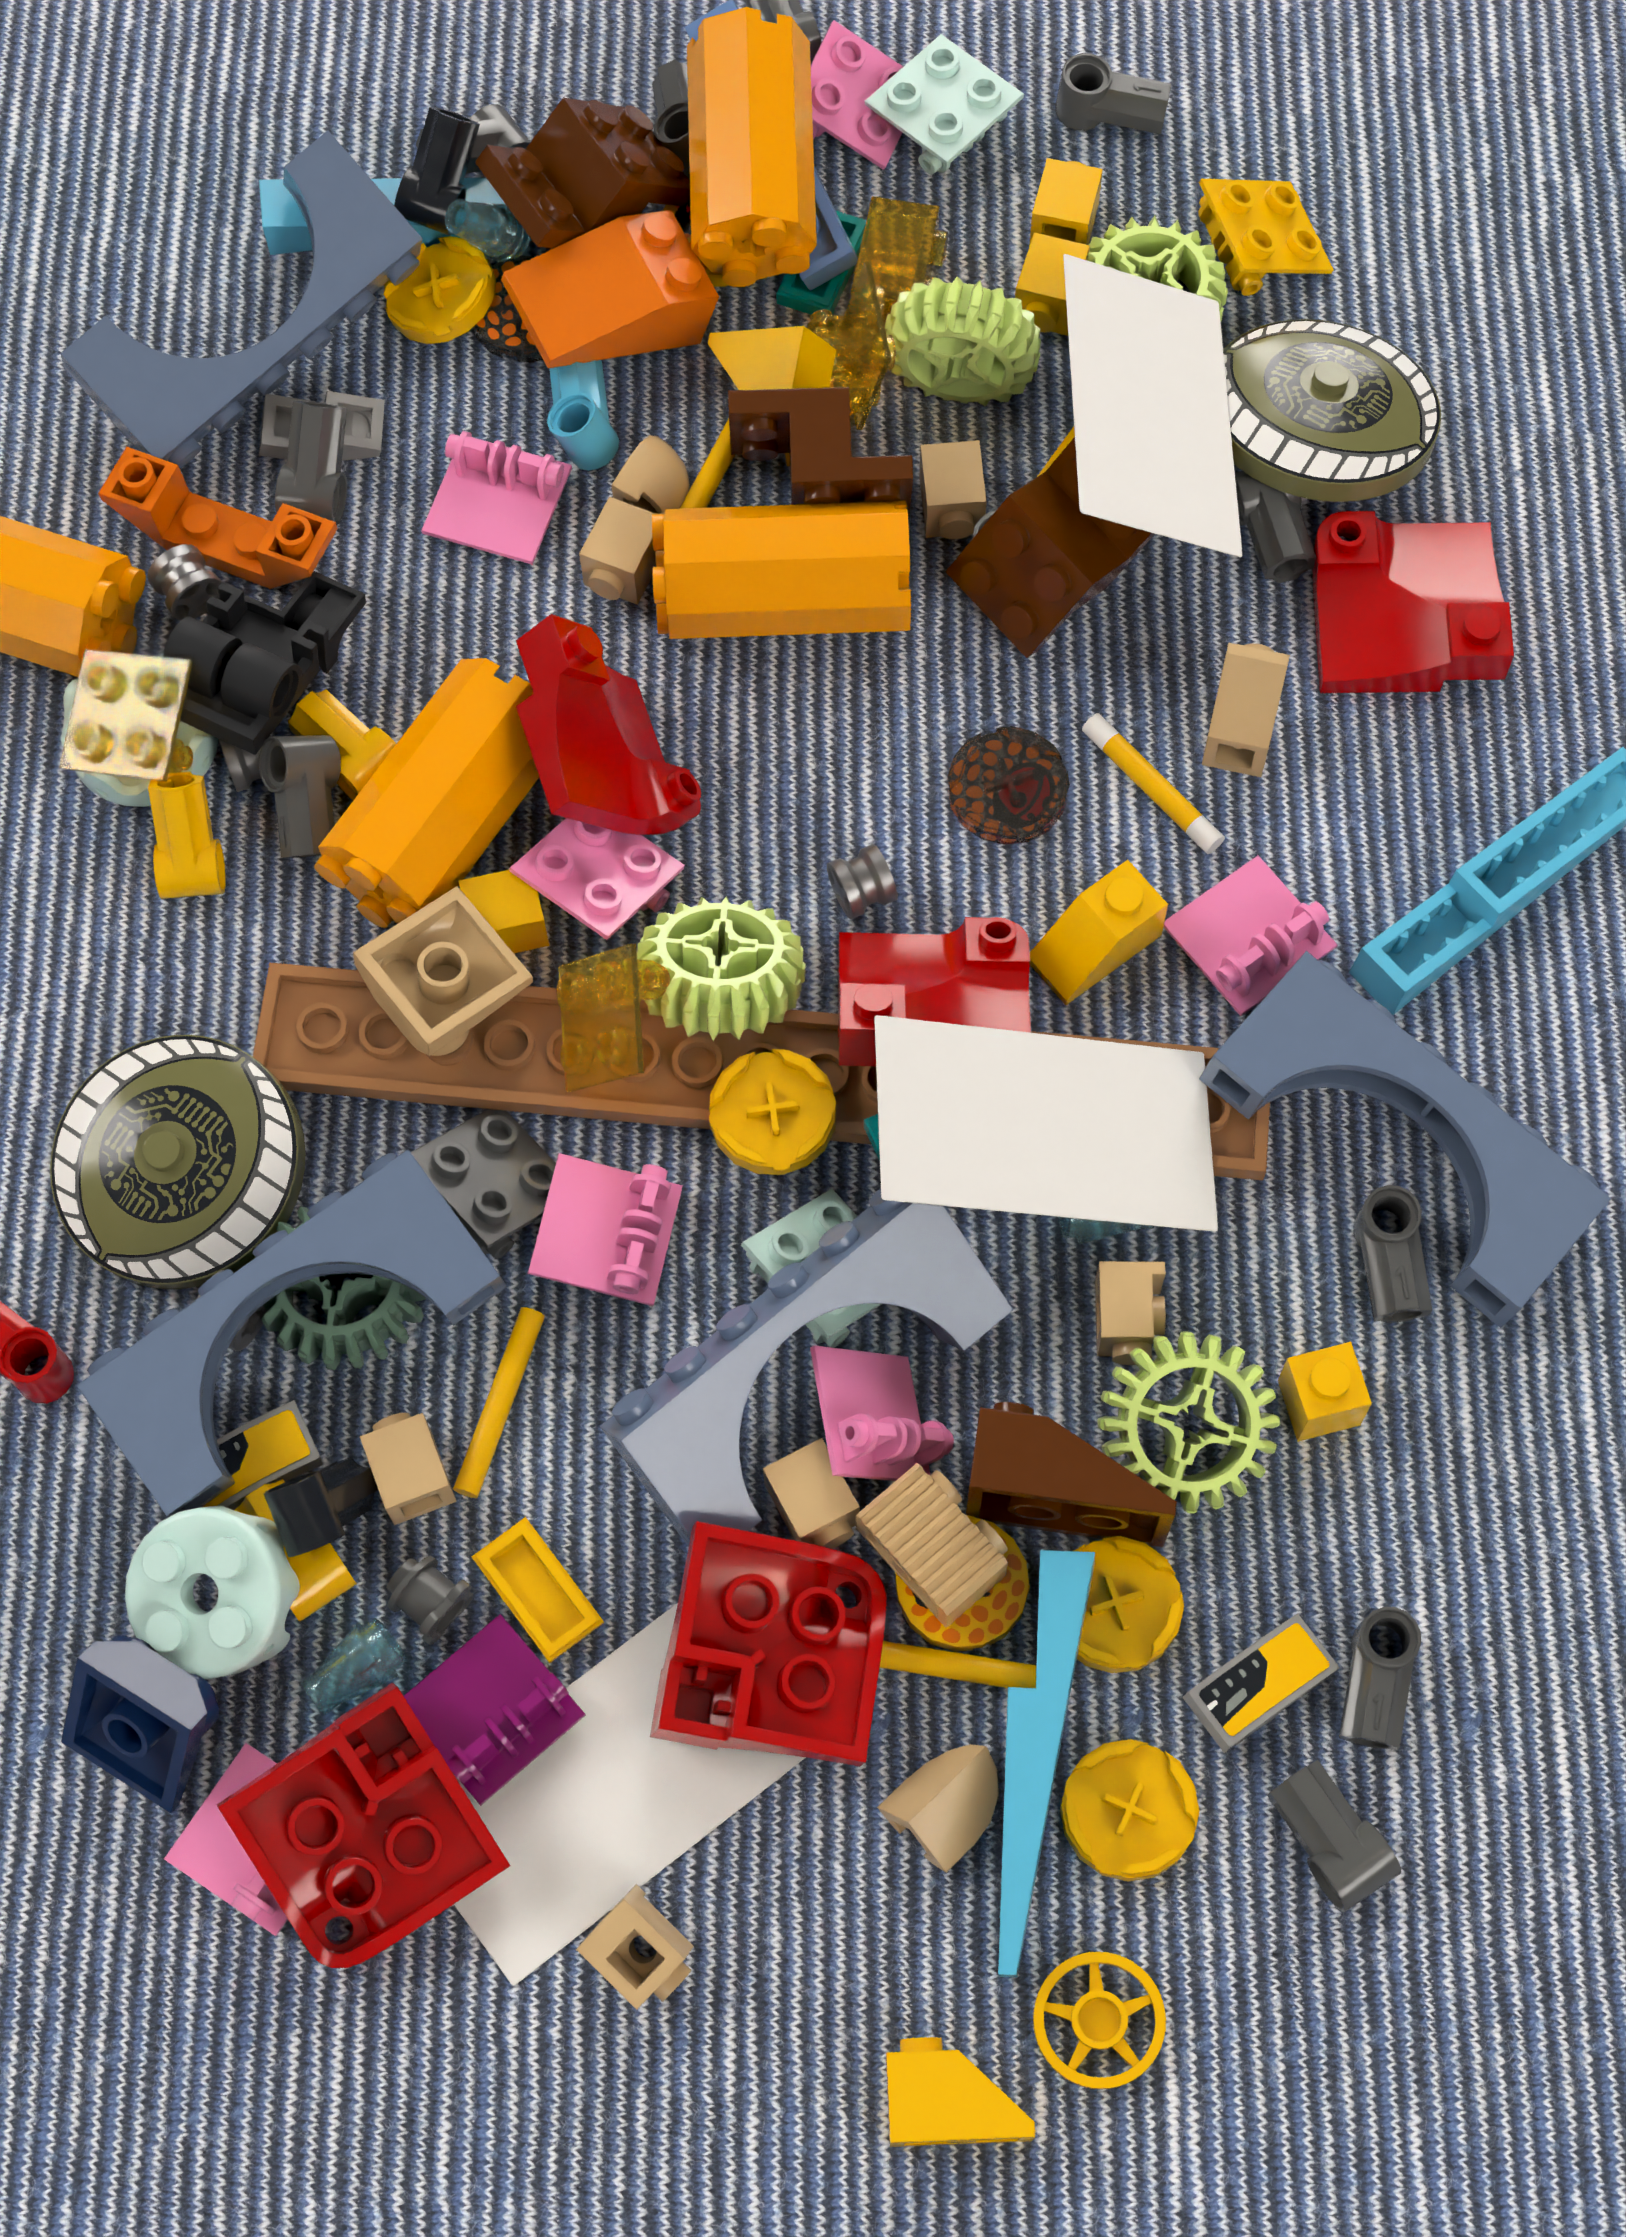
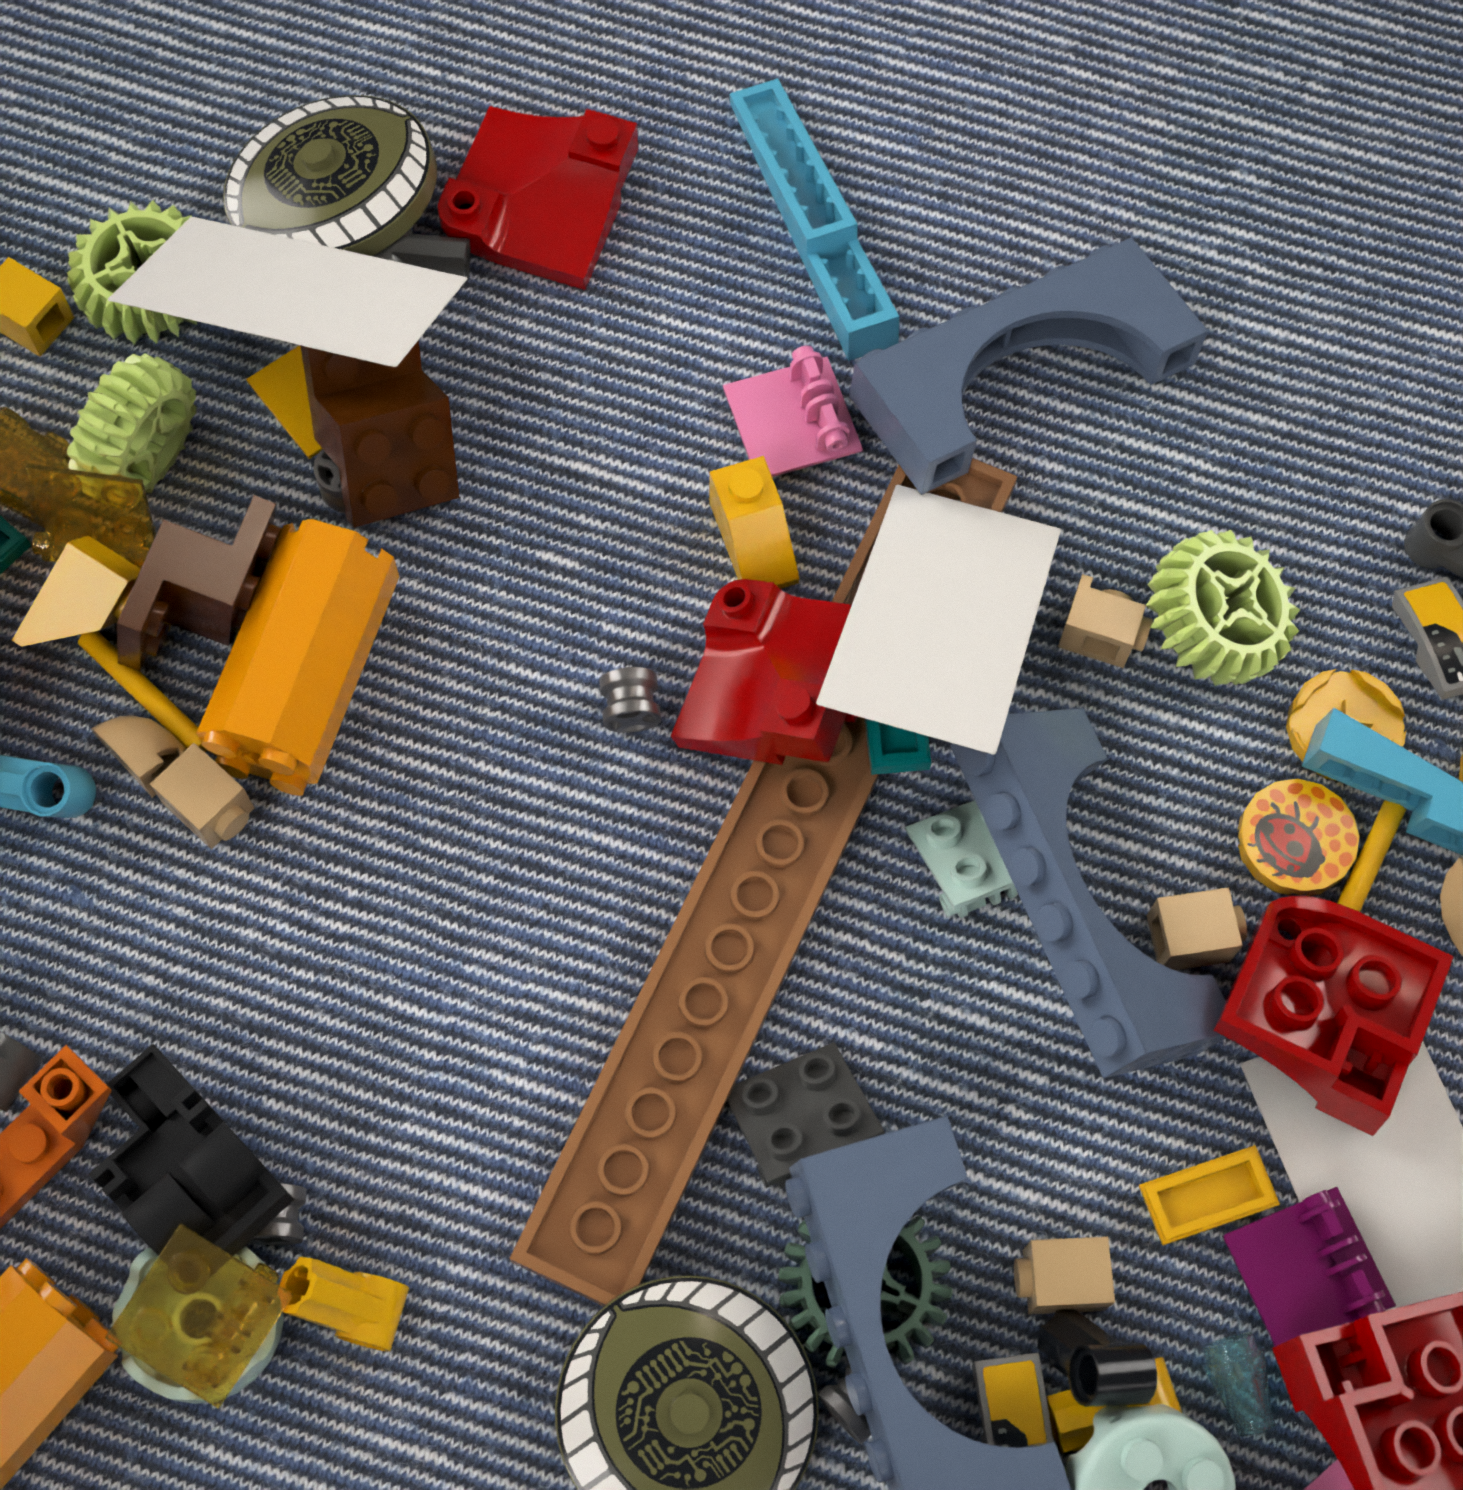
camera: 75 degrees left, 0 degrees up
(184, 581) = (45, 1225): flat silver wheel -> none
(301, 775) = (327, 1167): dark grey piece -> none
(359, 747) = (317, 1110): yellow piece -> none
(428, 1596) = (1195, 1293): dark grey brick -> none
(434, 797) = (406, 1036): light orange brick -> none
(441, 973) = (602, 1087): tan slope -> none
(496, 497) = (86, 897): bright pink hinge -> none
(499, 1402) = (1024, 1179): yellow bar -> none
(509, 908) = (539, 1023): yellow brick -> none
(597, 737) = (419, 874): red slope -> none
(598, 874) = (536, 918): bright pink hinge -> none
(603, 1015) = (710, 947): clear yellow hinge -> none
(606, 1228) = (887, 1028): bright pink hinge -> none
(724, 966) = (685, 859): yellowish green gear -> none
(772, 1112) = (833, 843): yellow tile -> none
(873, 1415) = (1153, 856): bright pink hinge -> none
(934, 1543) = (1275, 839): tan brick -> none
(952, 488) = (274, 480): tan brick -> none
(1008, 785) = (576, 555): clear smoke tile -> none
(1043, 281) = (92, 340): yellow brick -> none
(1052, 1481) = (1233, 747): reddish brown slope -> none
(1153, 783) = (621, 441): yellow bar -> none
(1245, 708) = (597, 337): tan slope -> none
(1260, 231) = (125, 161): yellow hinge -> none
(1324, 1391) = (1221, 498): yellow brick -> none
(1396, 1260) = (1119, 412): dark grey piece -> none

